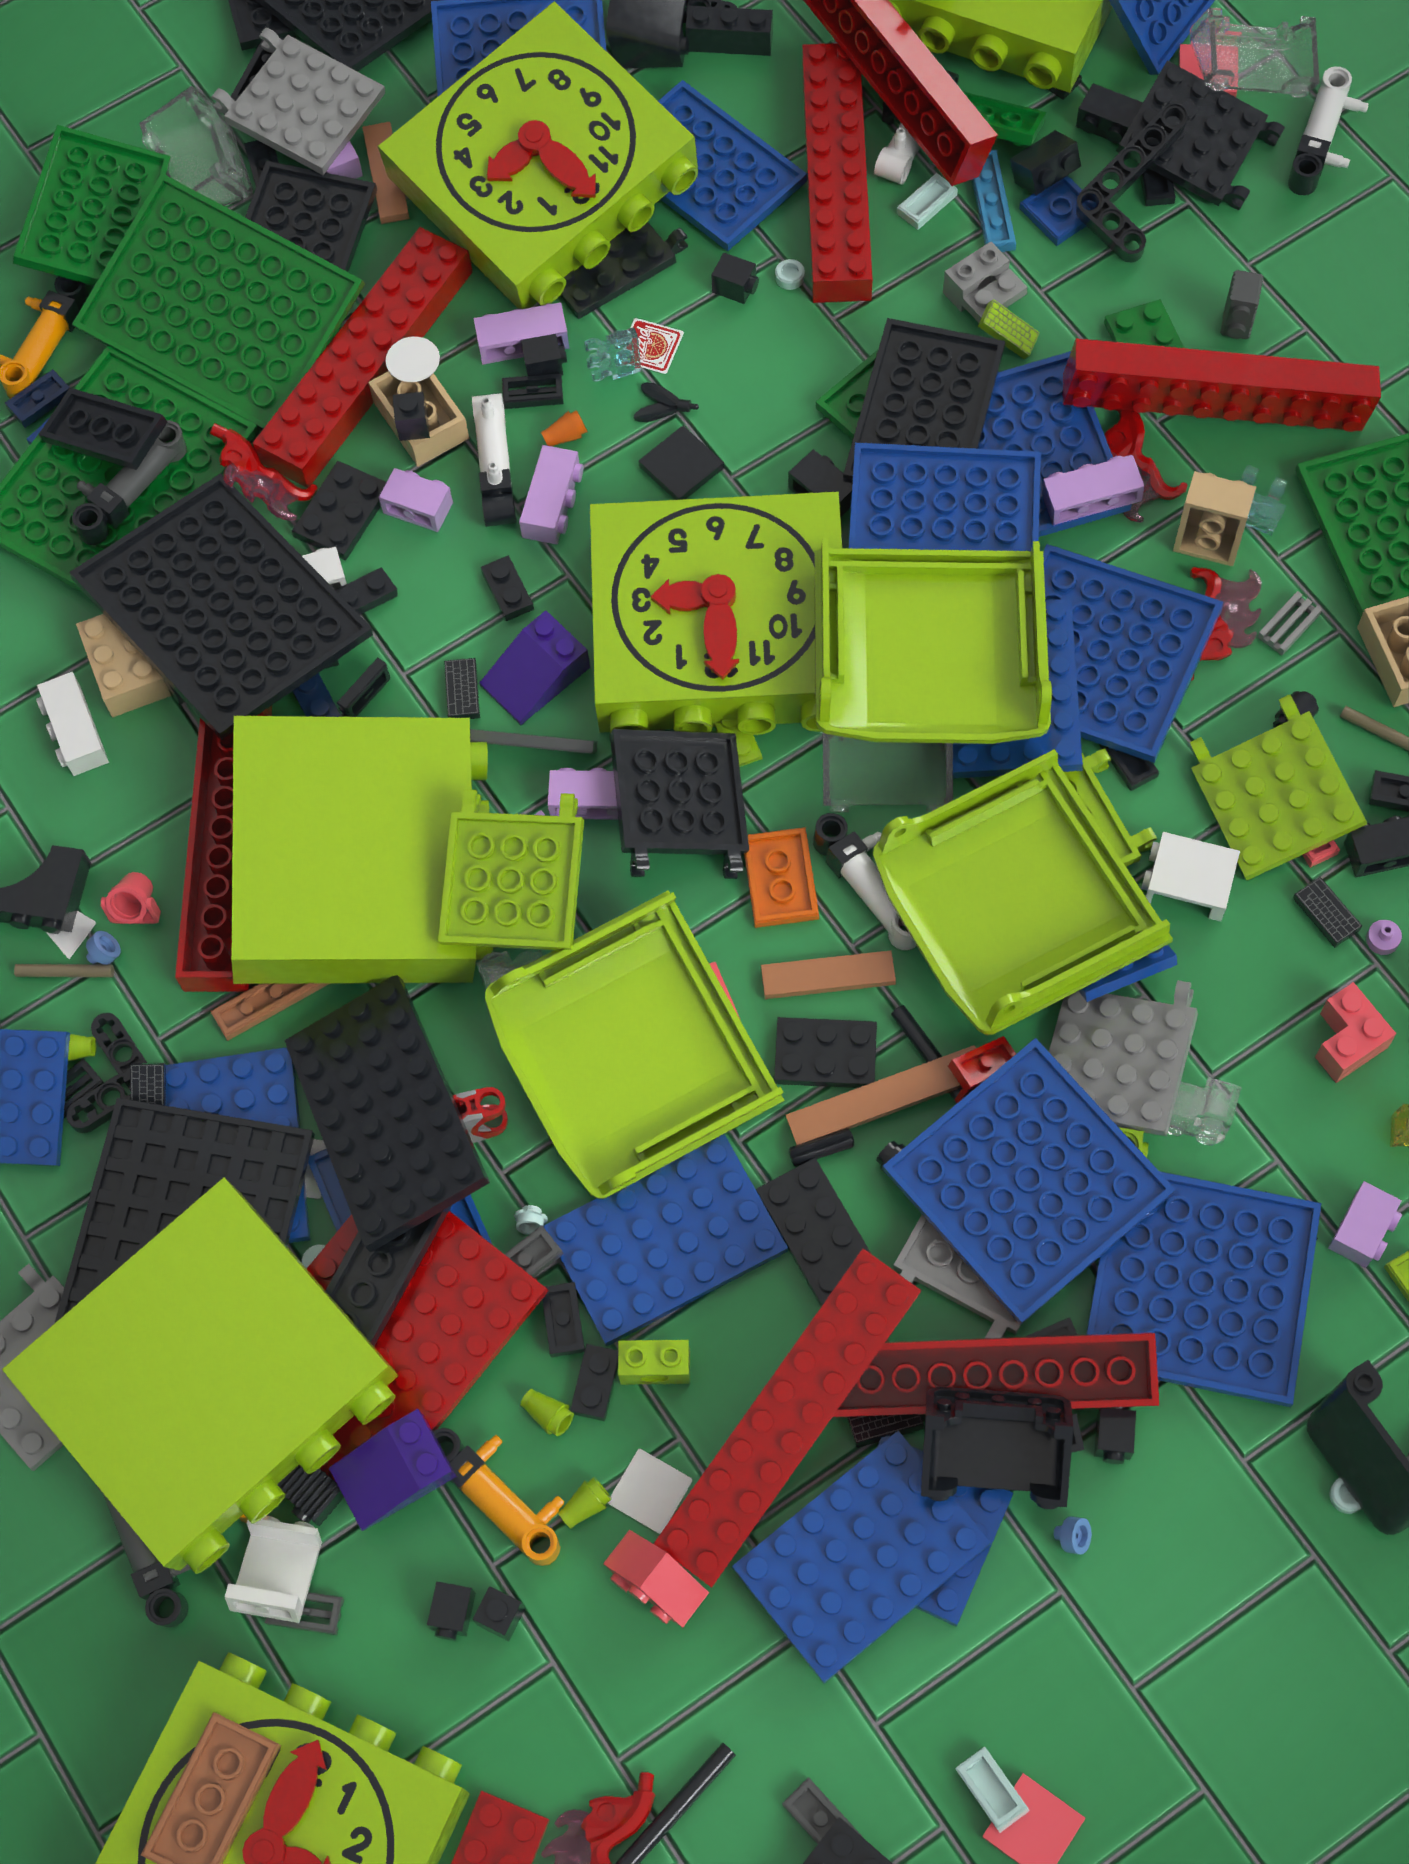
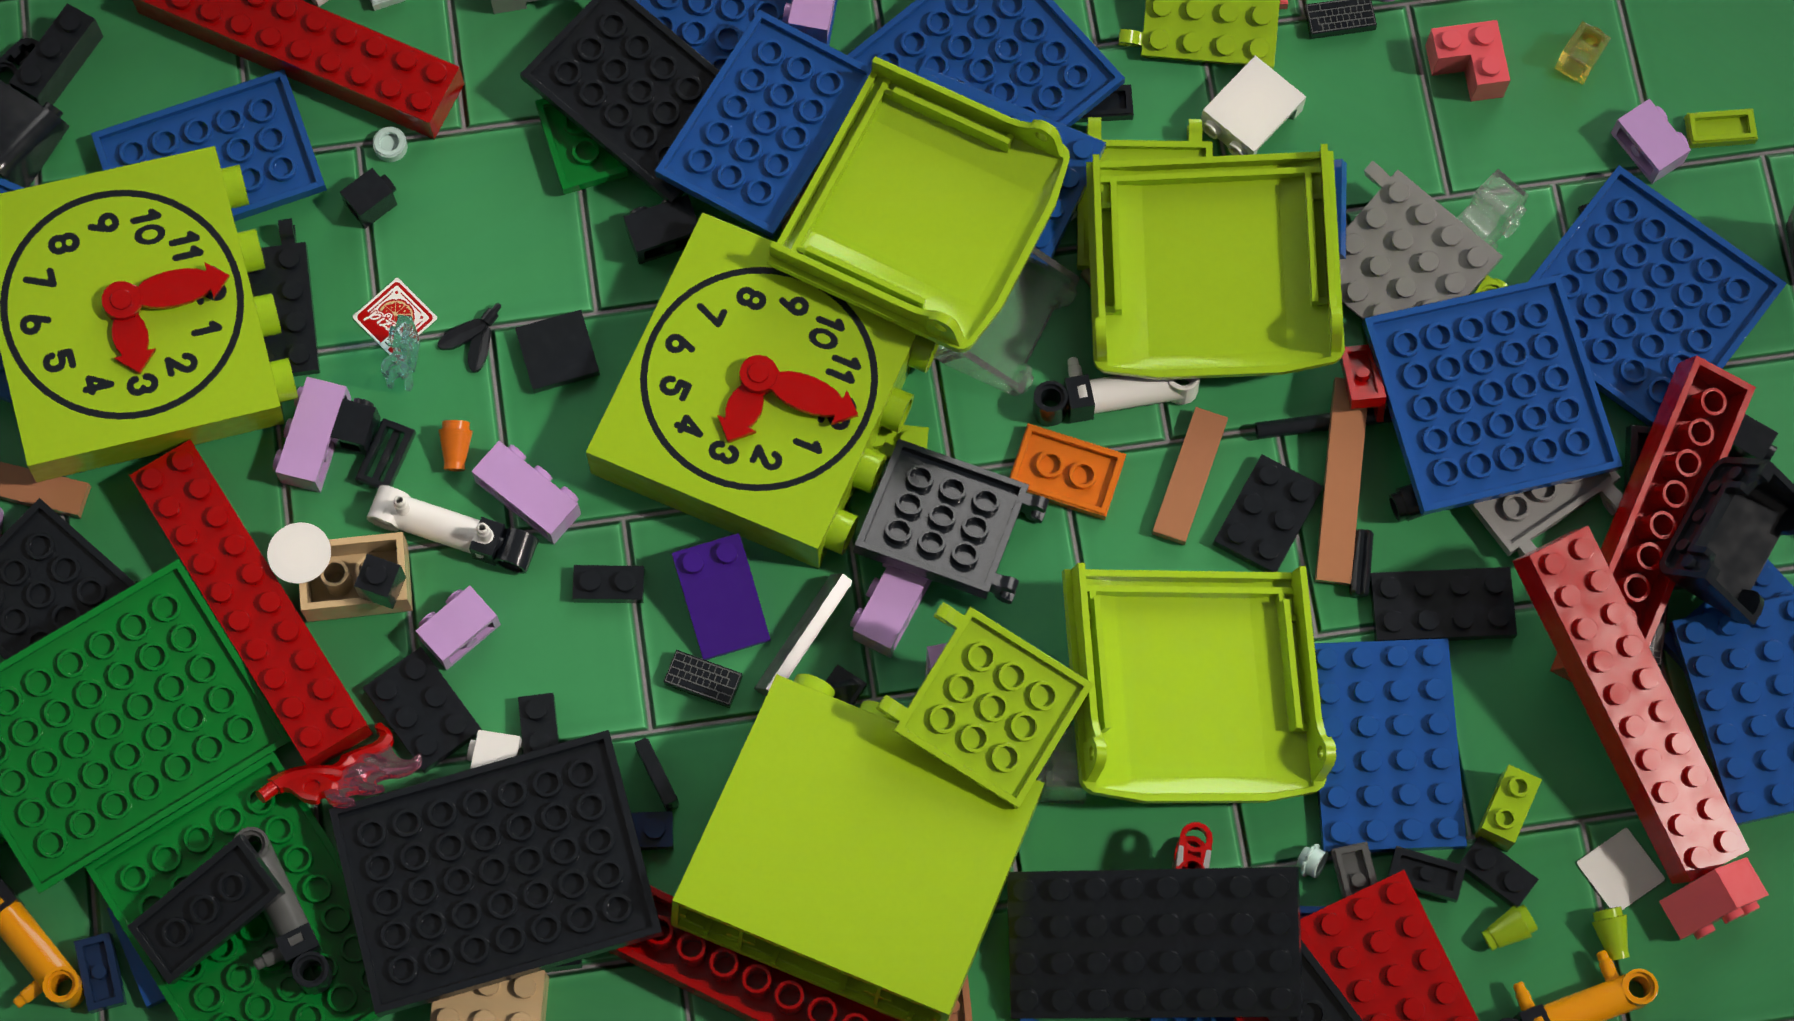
camera: 70 degrees left, 5 degrees up
(504, 792) = (846, 685): none -> black tile

